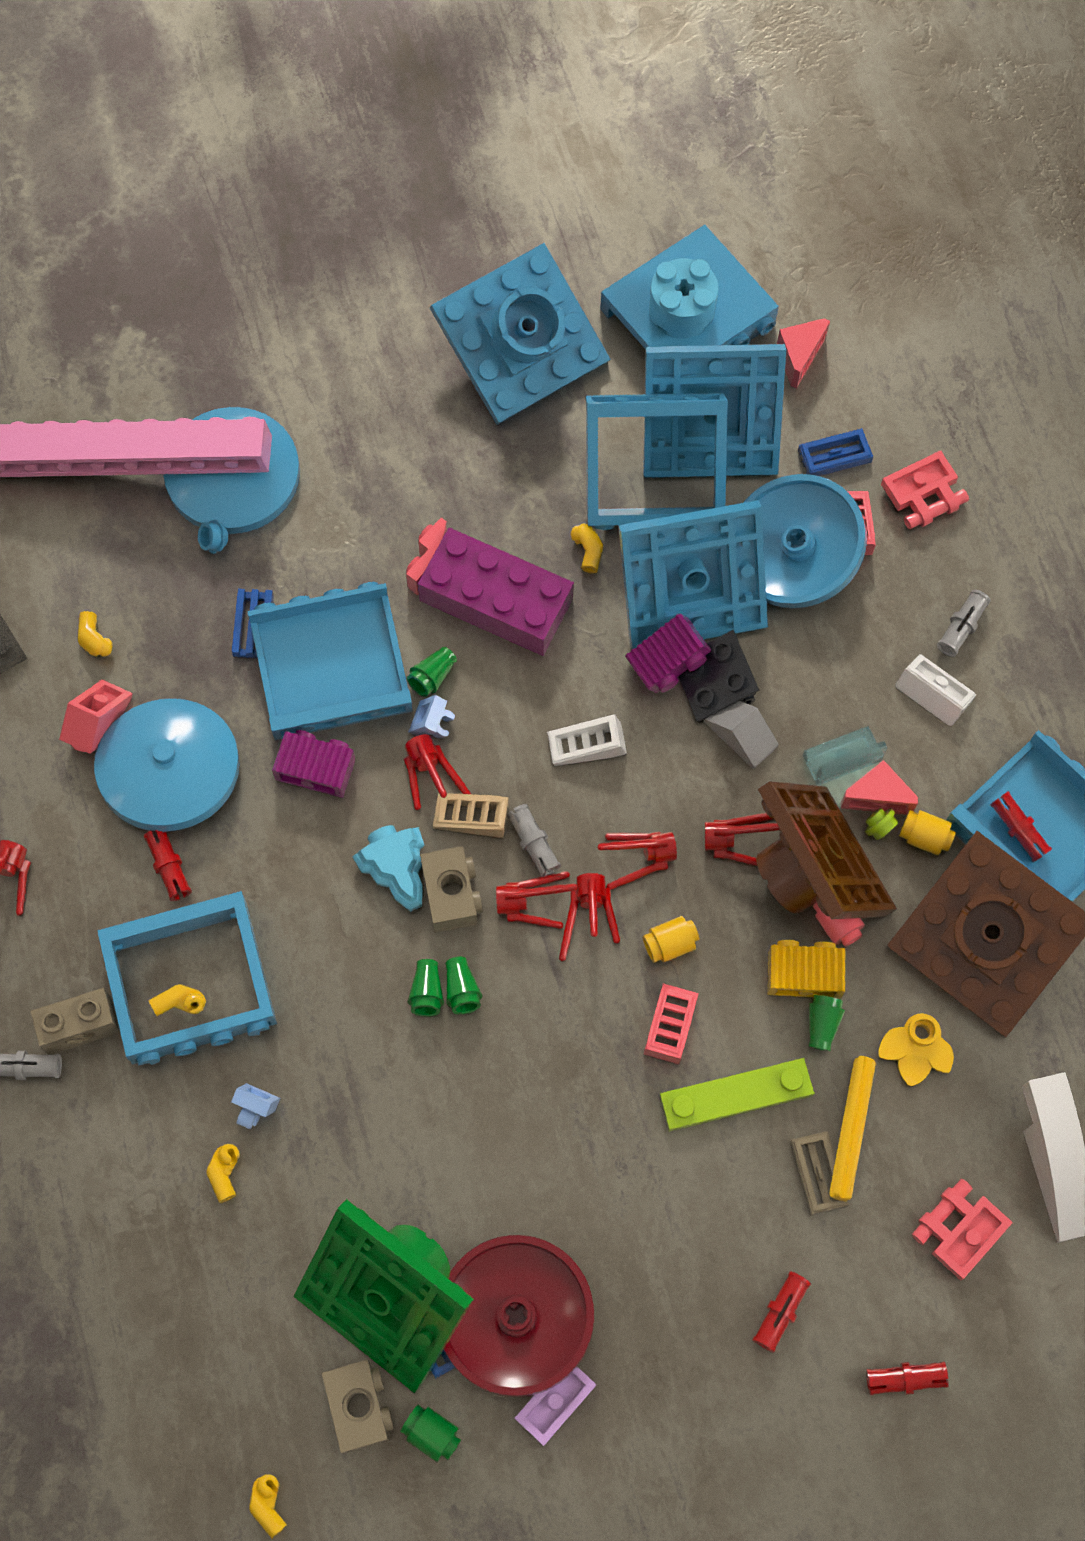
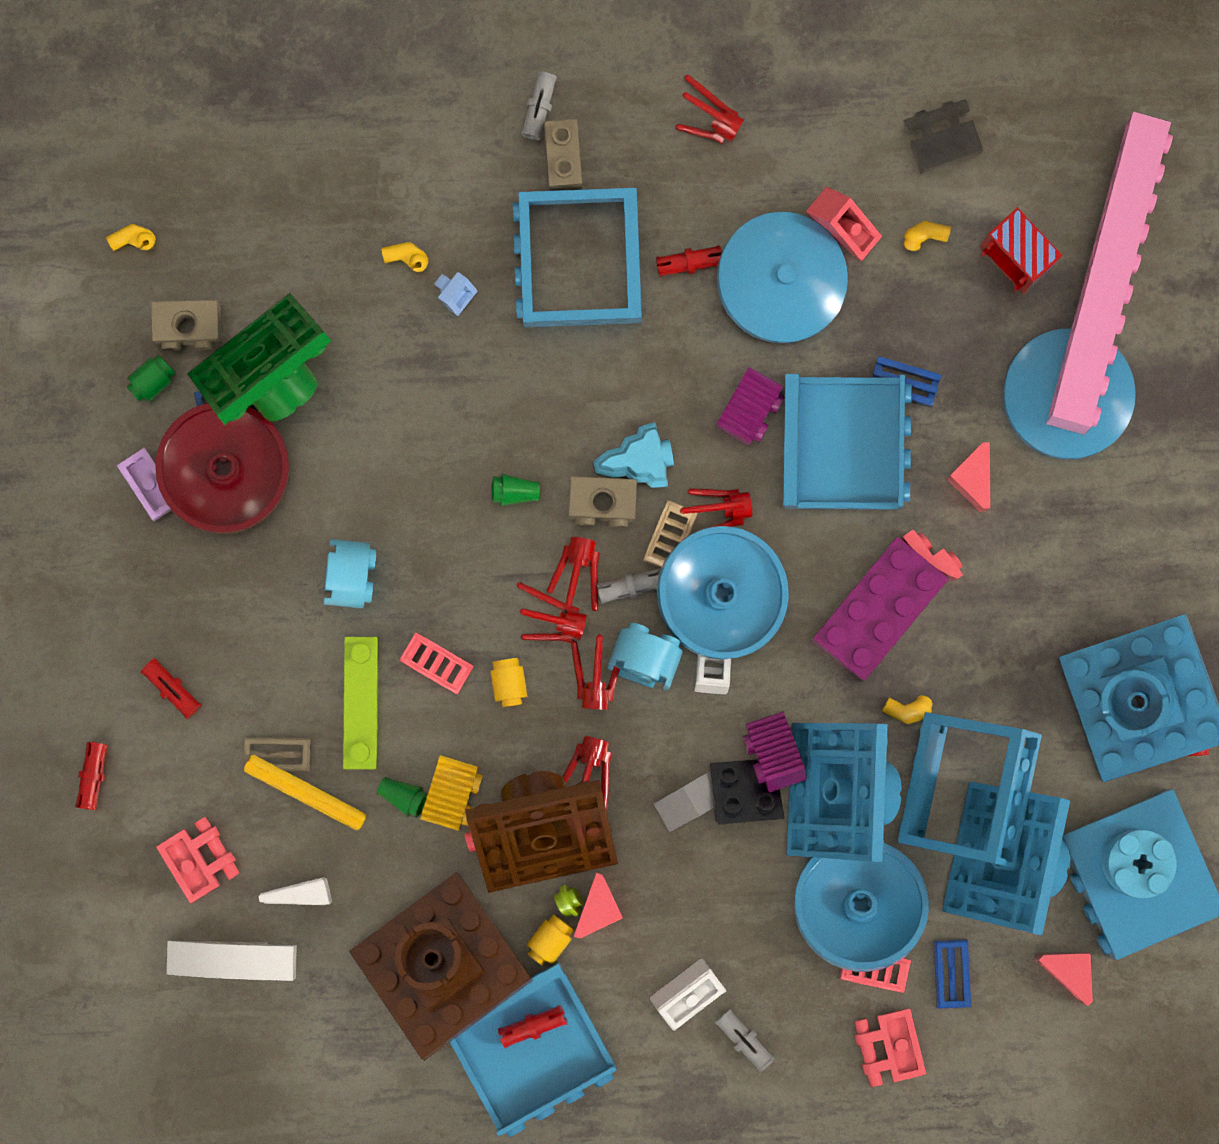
camera: 105 degrees right, 15 degrees up
(93, 534) = (1020, 250): none -> red container
(178, 997) = (555, 246): yellow arm -> none
(212, 536) = (999, 362): dark azure plate -> none
(337, 533) = (973, 478): none -> coral slope
(426, 989) = (518, 459): green cone -> none
(428, 717) = (770, 519): light blue tile -> none
(430, 673) = (815, 533): green cone -> none
(518, 742) = (722, 592): none -> dark azure dish
(600, 1137) = (348, 573): none -> medium azure brick
(606, 801) = (645, 656): none -> medium azure brick
(844, 755) = (644, 888): clear light blue panel -> none
(914, 1054) = (355, 868): yellow plate -> none
(960, 1100) = (305, 893): none -> white slope

